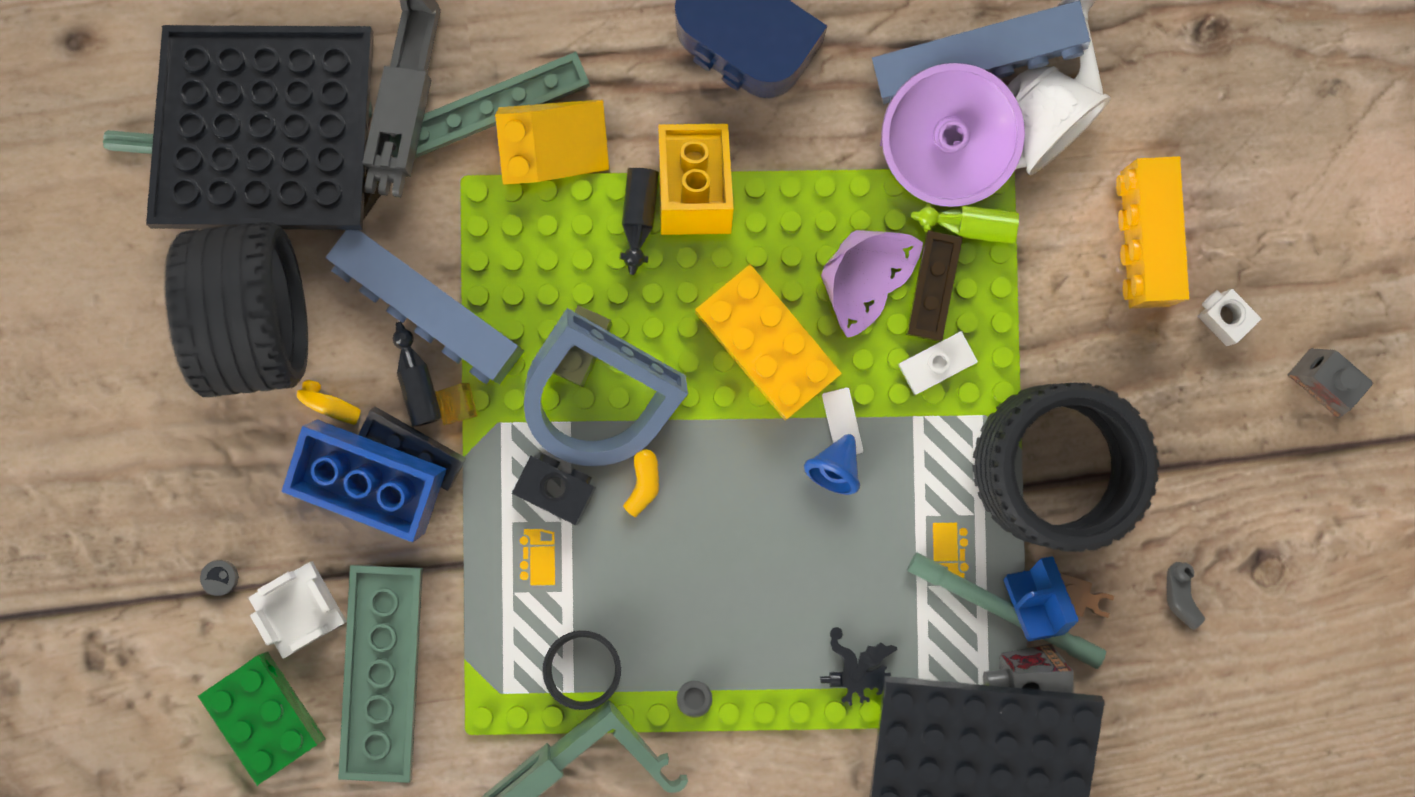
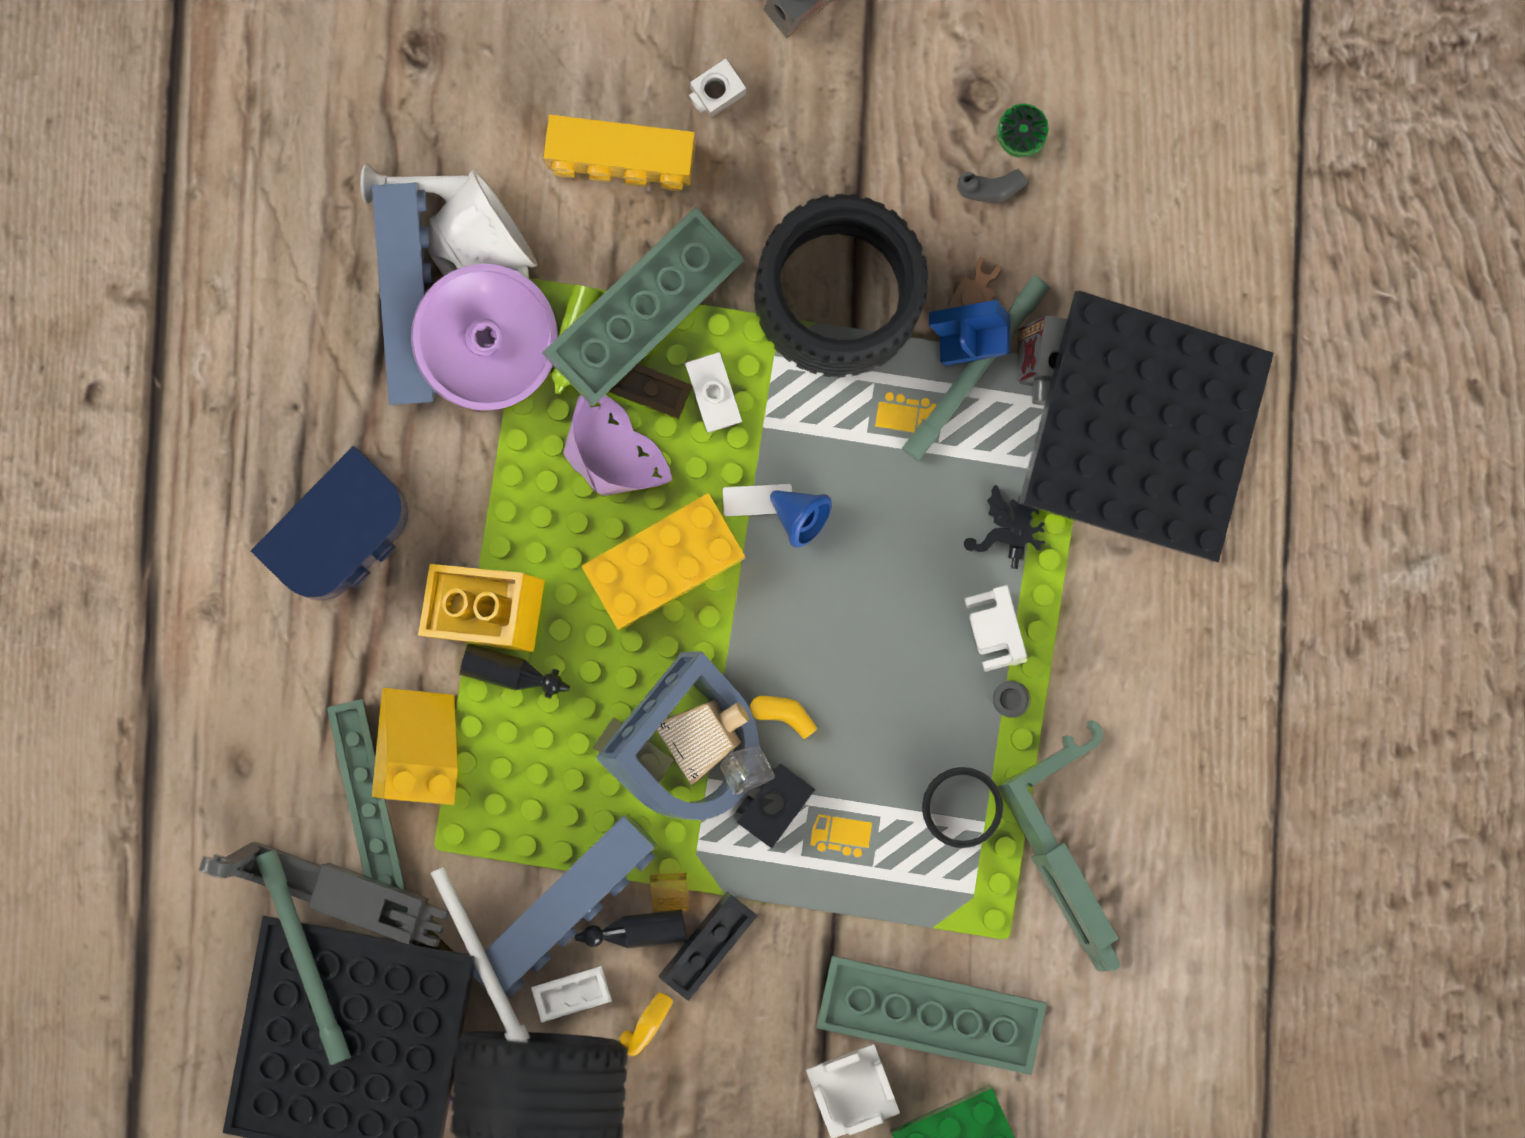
camera: 75 degrees left, 0 degrees up
(269, 104) = (276, 883): none -> sand green piece
(295, 280) = (514, 1030): none -> white bar
(345, 328) = (571, 994): none -> white plate
(363, 480) = (732, 997): blue brick -> none
(582, 456) = (746, 769): none -> clear slope
(607, 408) = (702, 737): none -> tan torso
(760, 675) = (997, 628): none -> white panel
(1009, 280) = (643, 306): none -> sand green plate
(1243, 616) = (1022, 130): none -> green wheel

